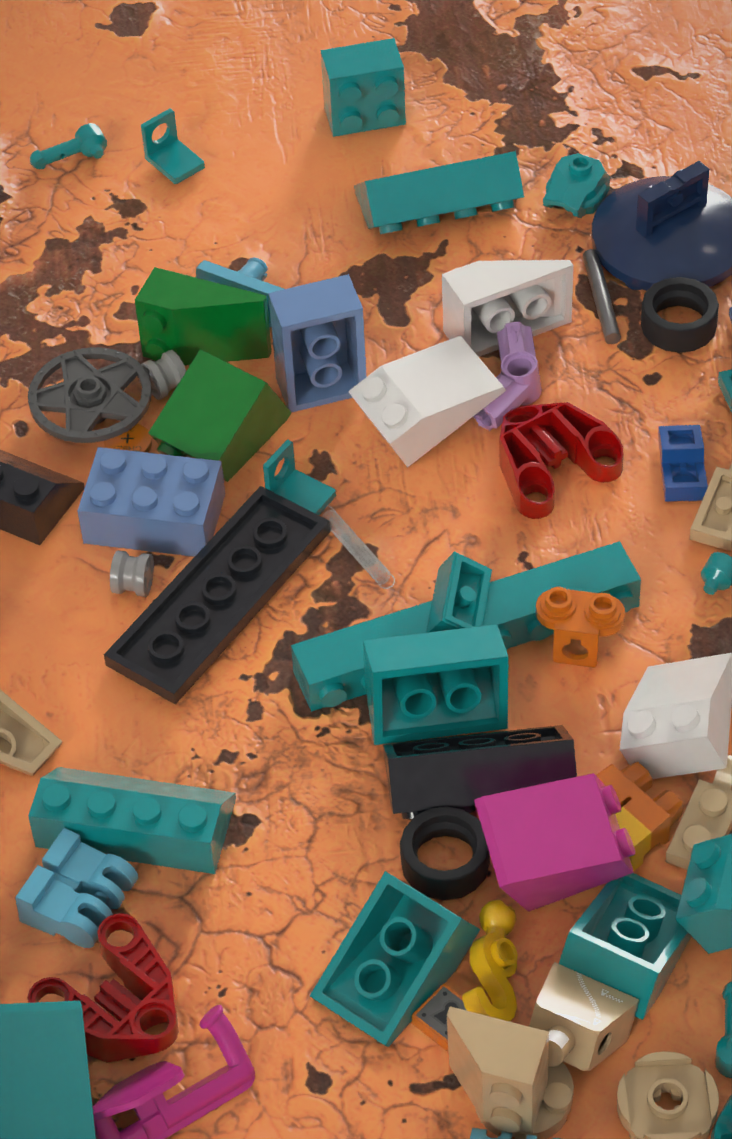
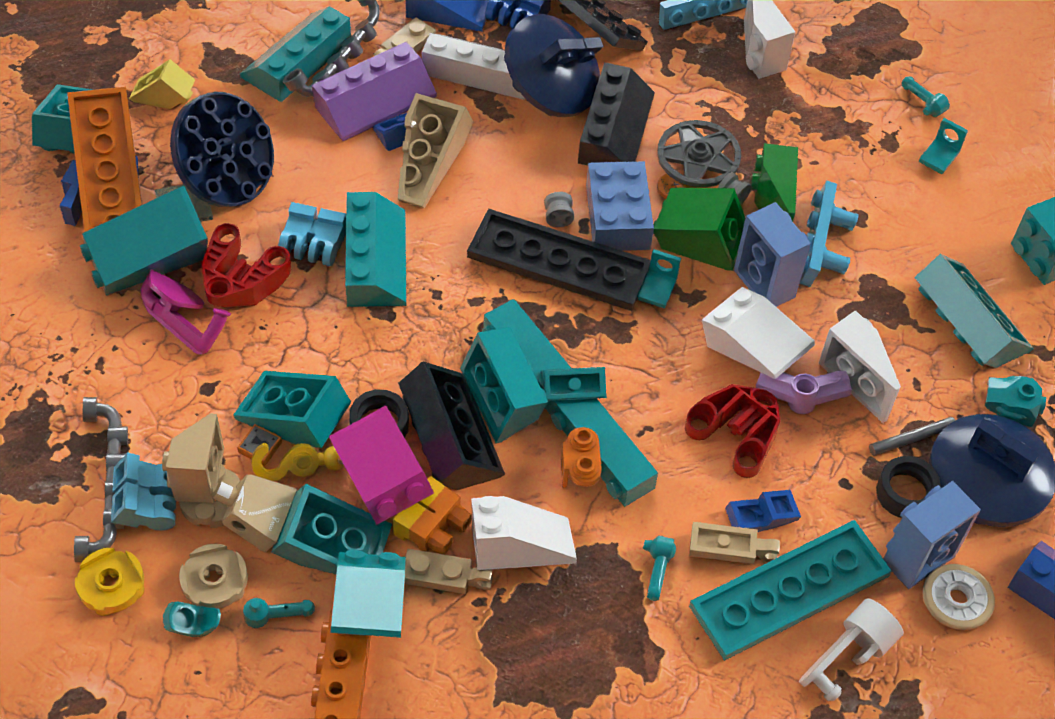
camera: 70 degrees right, 5 degrees up
(359, 541) = (616, 333): white piece -> none

